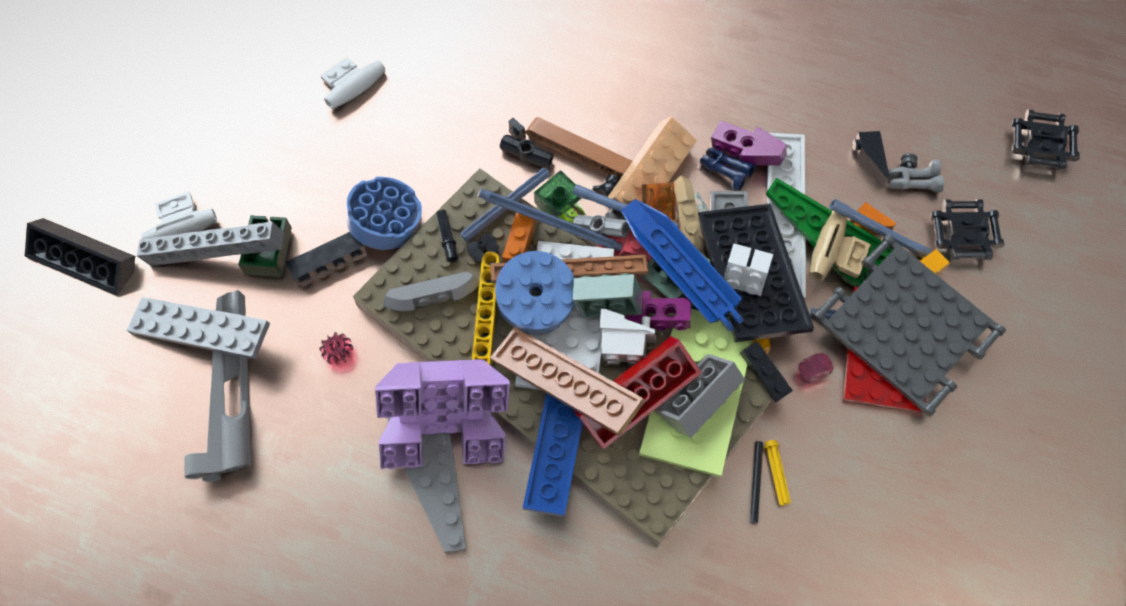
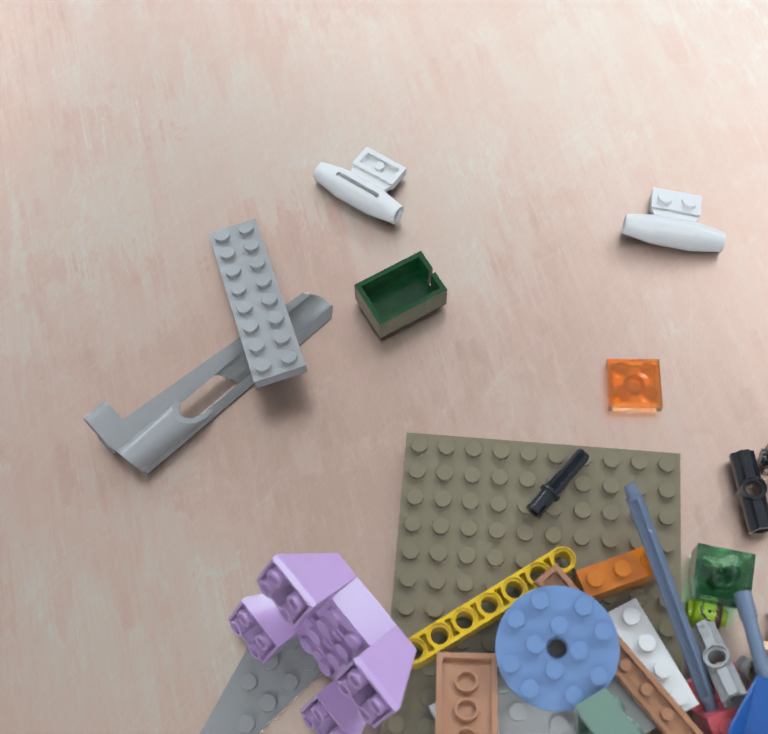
camera: 55 degrees right, 0 degrees up
(78, 255) = (257, 125): black slope -> none
(210, 244) = (358, 241): light grey brick -> none
(325, 259) = (435, 368): black brick -> none
(336, 348) = (336, 470): clear pink gear -> none
(382, 212) = (522, 410): medium blue brick -> none
(422, 166) = (634, 385): none -> clear orange plate
(430, 291) = (462, 510): light grey brick -> none
(487, 243) = (567, 530): black piece -> none
(497, 210) = (661, 522): sand blue axle -> none

